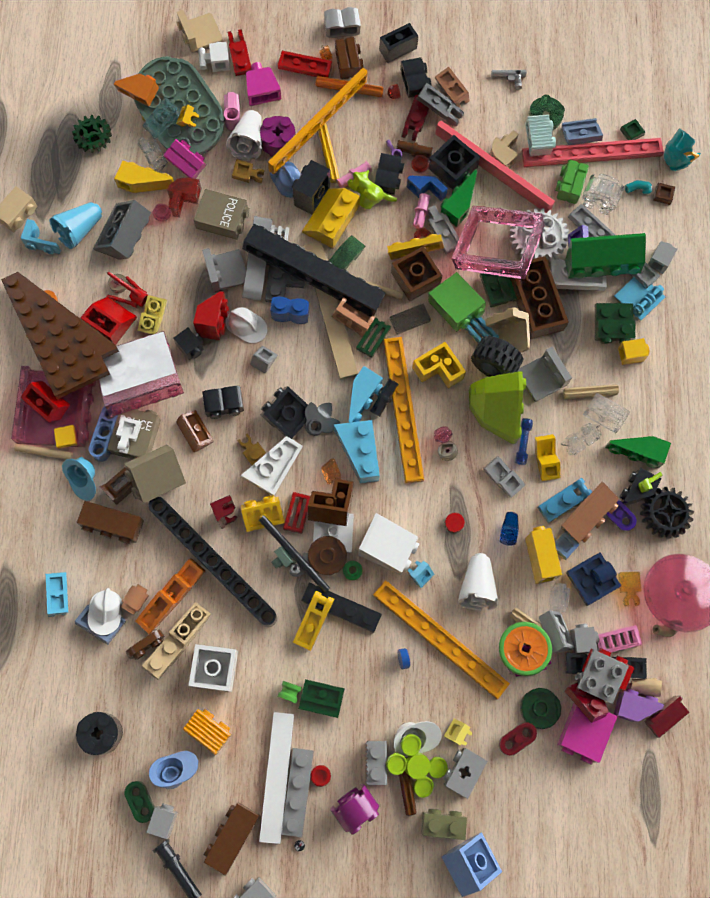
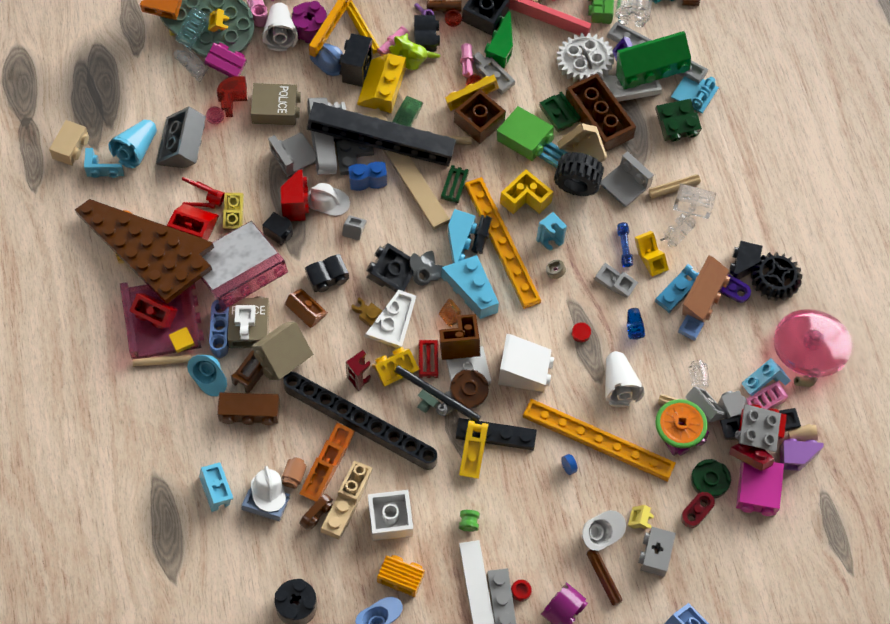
camera: 15 degrees left, 10 degrees down
(92, 134) = (123, 57): dark green gear -> none
(115, 286) = (189, 191): dark tan tile -> none
(140, 179) = (184, 89): yellow slope -> none
(243, 172) = (285, 60): pearl gold plate -> none
(321, 698) = (502, 519): dark green plate -> none
(350, 576) = (497, 402): green plate -> none
(352, 318) = (429, 170): nougat hinge -> none
(376, 762) = (571, 562): light grey brick -> none
(410, 319) = (484, 159): clear smoke tile -> none
(416, 765) = (610, 555): lime piece -> none
(421, 574) = (563, 384): medium azure tile -> none
(422, 184) = (461, 35): blue slope -> none
(442, 434) = (547, 255): clear pink plate -> none
(444, 825) = (651, 602): olive brick -> none
(453, 409) = (551, 229): none -> medium azure hinge
(497, 266) = (553, 91): clear pink window -> none
(499, 405) = (593, 214): lime brick -> none
(543, 555) = (673, 339): yellow brick -> none
(594, 578) = (726, 350): dark blue plate -> none
(625, 616) = (763, 375): none -> medium azure bracket
(630, 584) = (761, 348): clear yellow plate -> none
(633, 351) = (703, 141): yellow brick -> none
(645, 449) = (739, 225): green slope -> none
(645, 485) = (749, 254): lime hand -> none
(662, 257) = (705, 52): light grey brick -> none
(667, 717) = (829, 456): dark red panel -> none

